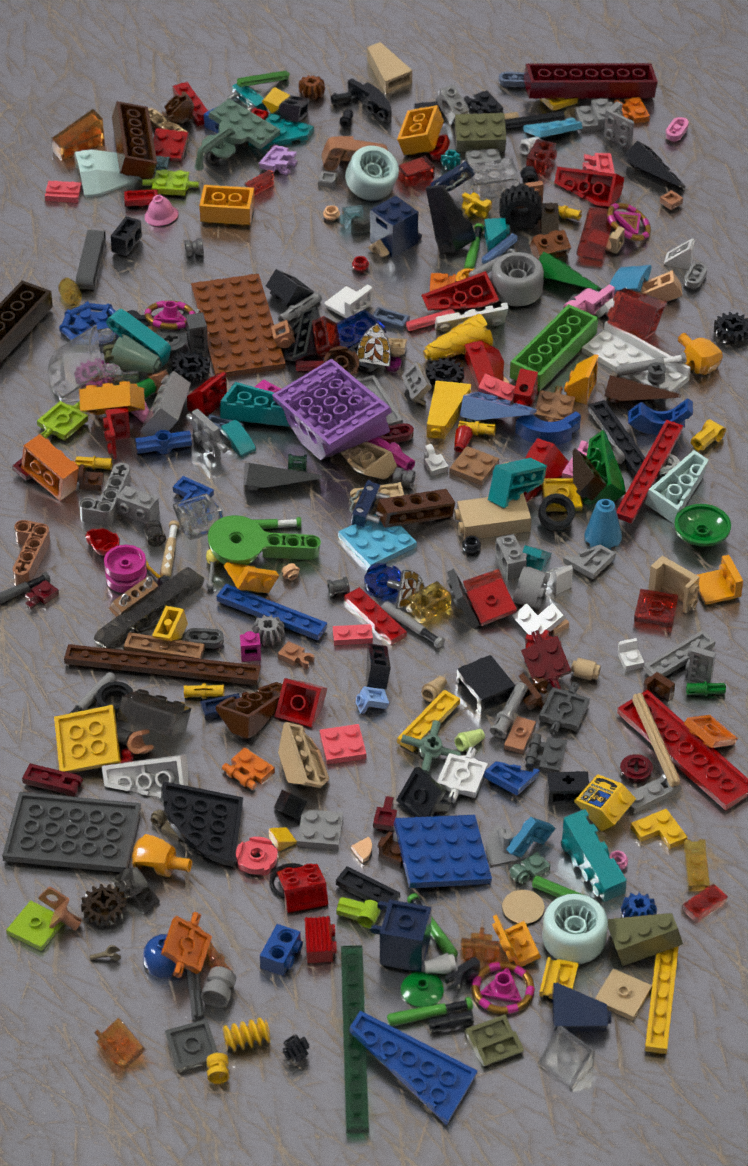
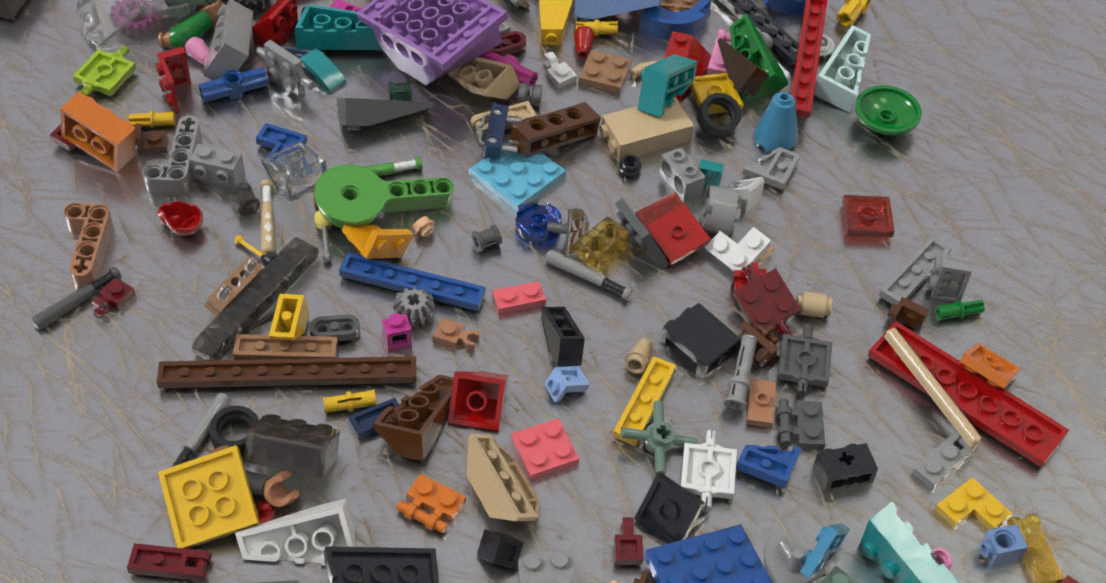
camera: 15 degrees left, 5 degrees up
(99, 399) = (145, 42): light orange brick -> none
(124, 567) = (216, 249): dark pink wheel -> none
(375, 615) = (540, 269): red plate -> none
(468, 739) = (701, 419): yellowish green cone -> none
(605, 801) = (902, 480): yellow slope -> none
(630, 655) = (857, 279): white bracket -> none
(644, 765) = (922, 420): dark red gear -> none
(670, 856) = (1010, 539): none -> medium blue brick
(675, 579) = (886, 179): tan panel -> none
(721, 583) = (931, 176): light orange bracket -> none

